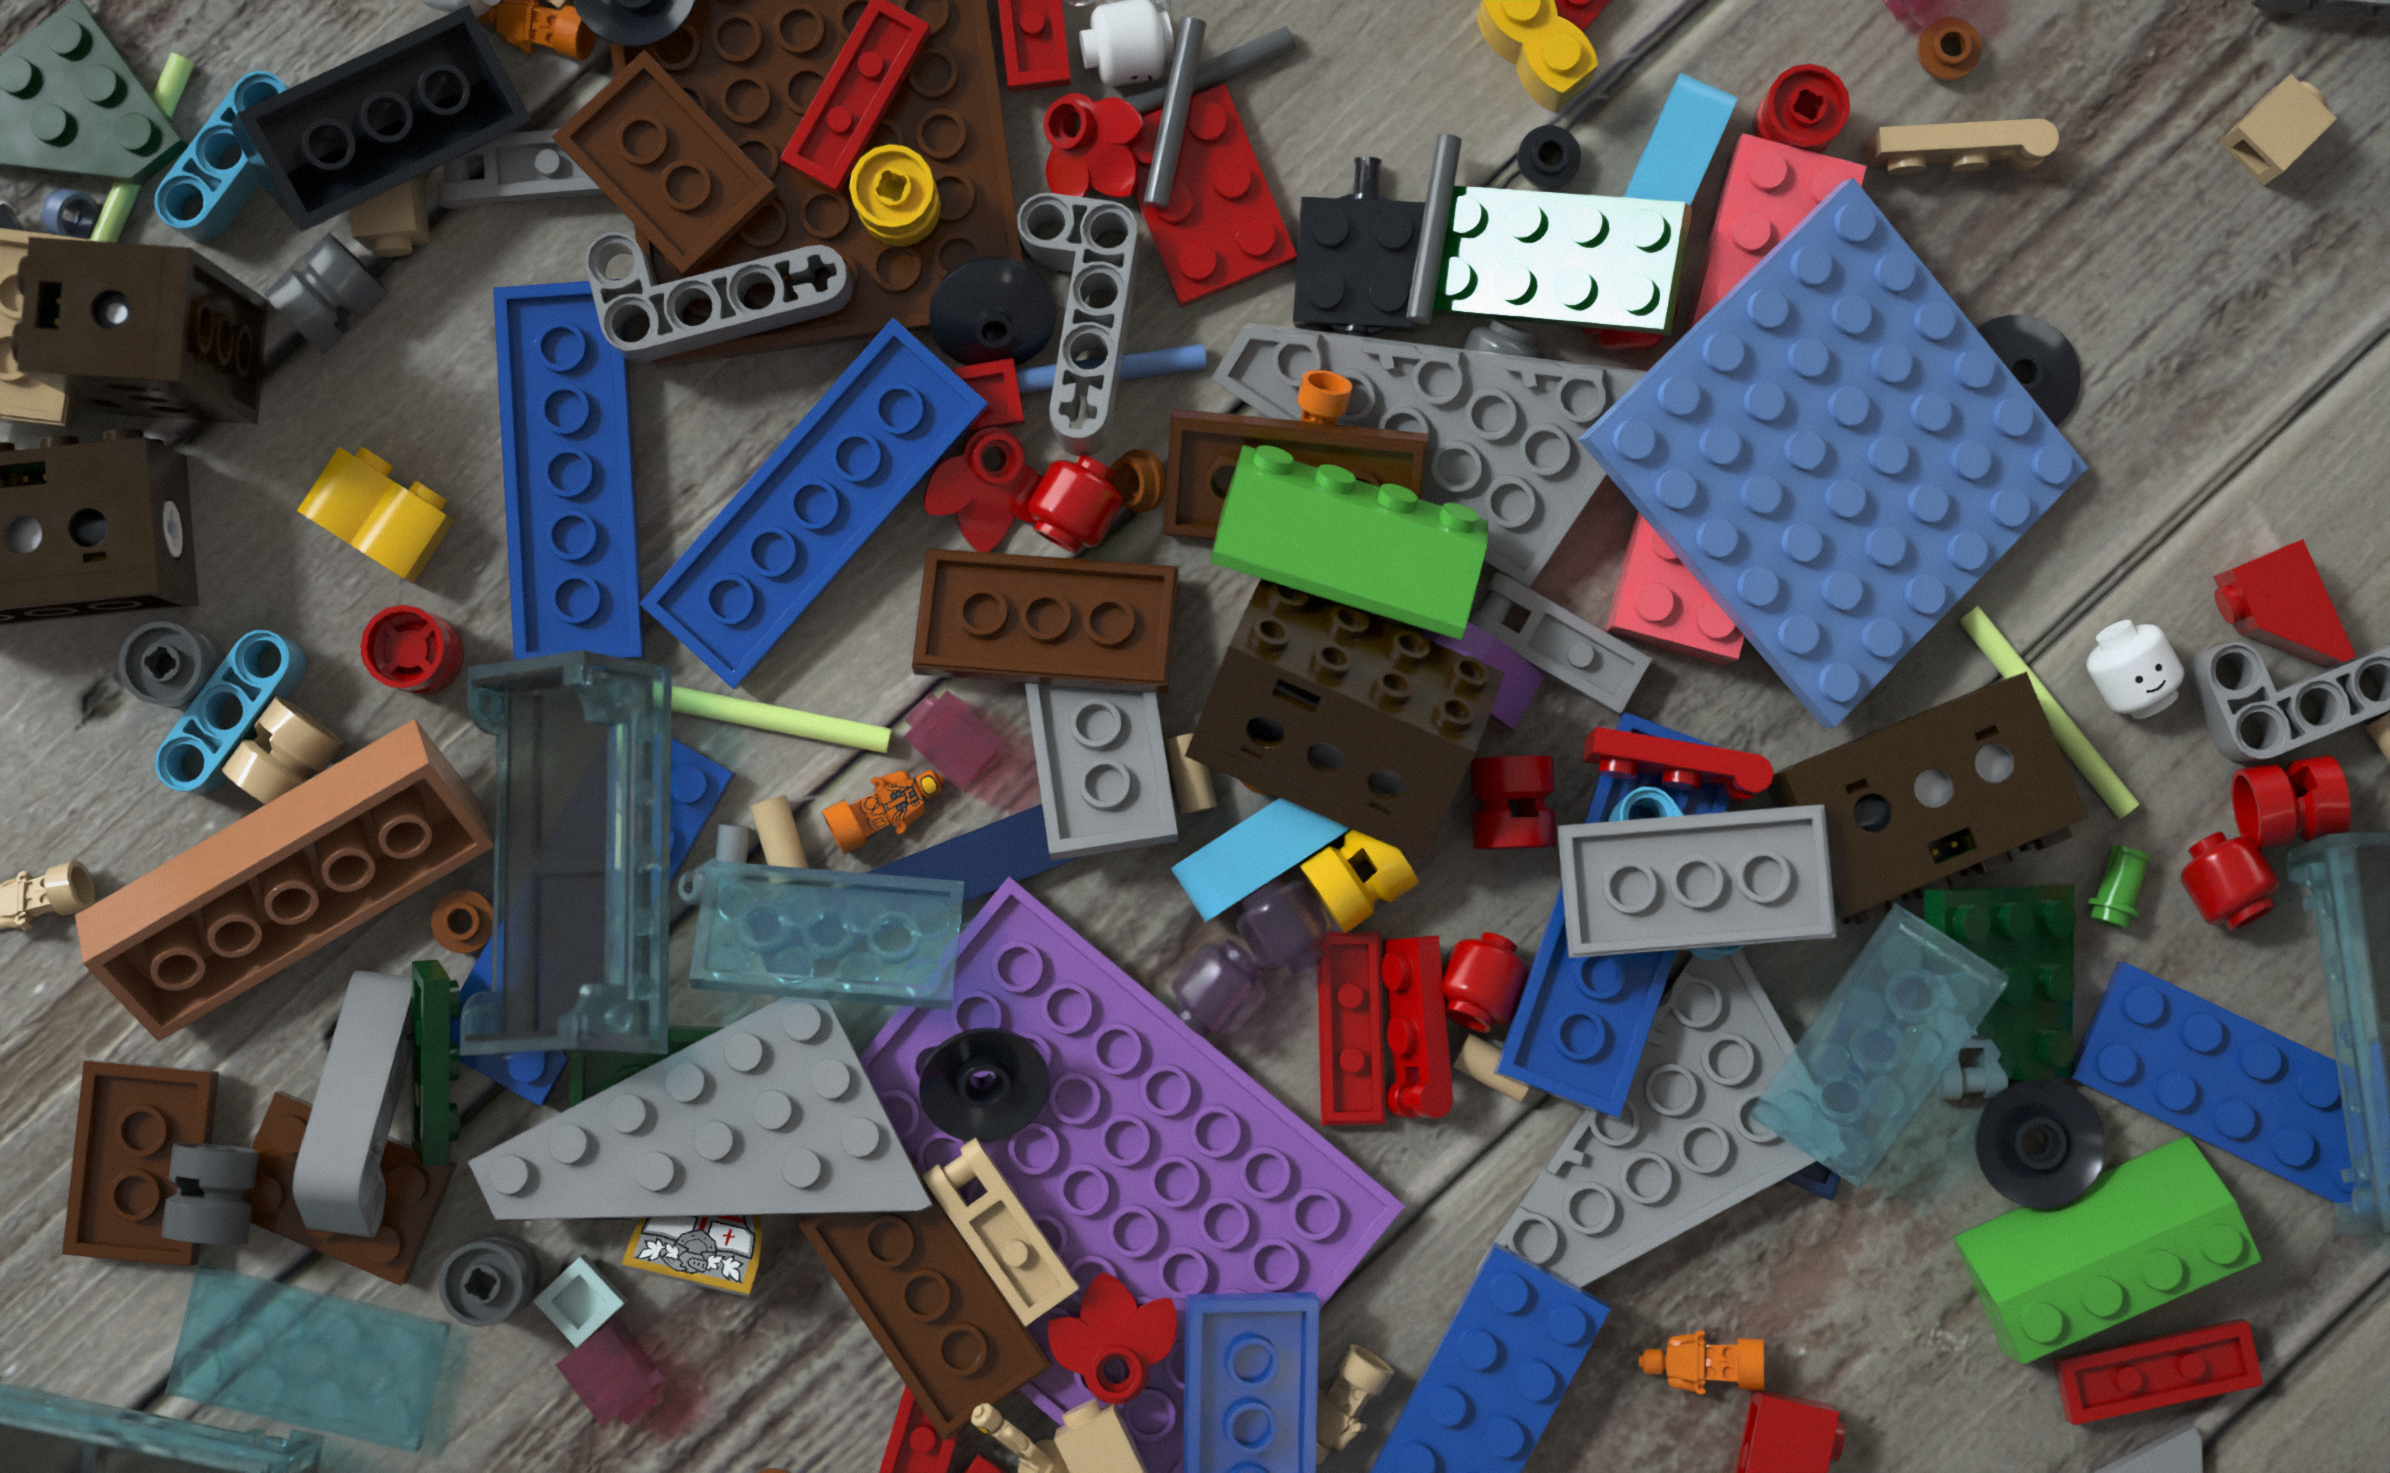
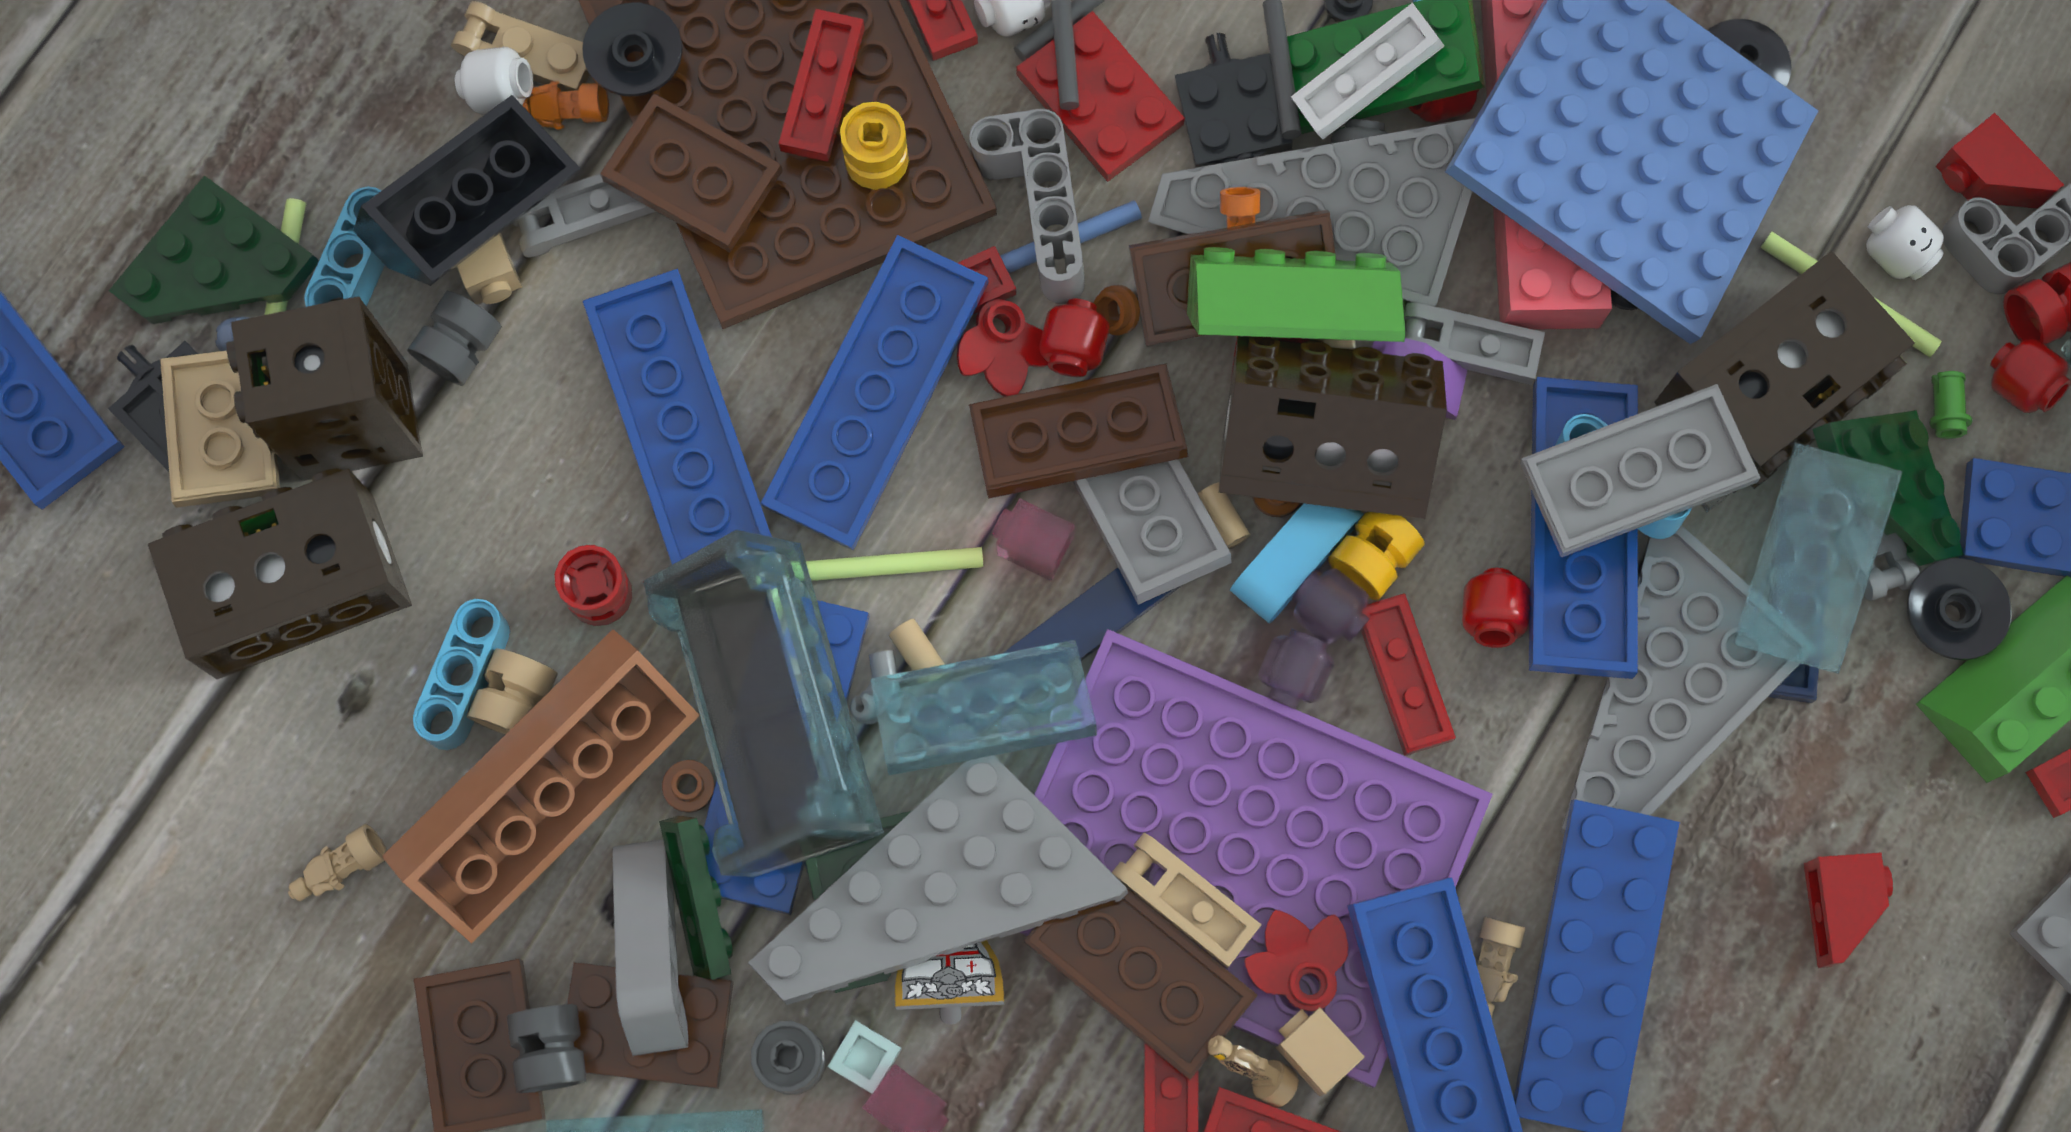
camera: 20 degrees left, 10 degrees down
(168, 663) = (404, 647): dark grey wheel -> none
(377, 514) = (537, 492): yellow brick -> none
(724, 287) = (759, 249): light grey beam -> none
(894, 803) = (1000, 600): orange piece -> none
(988, 292) = (962, 197): black dish -> none
(990, 1104) = (1153, 801): black dish -> none
(1100, 150) = (1015, 81): red plate -> none
(1417, 1028) = (1457, 655): red plate -> none
(1479, 1061) = (1514, 671): tan piece -> none
(1513, 779) = (1476, 467): red wheel -> none
(1530, 273) = (1367, 71): none -> white plate
(1679, 762) = (1593, 395): red plate -> none
(1693, 1363) = (1754, 854): orange piece -> none

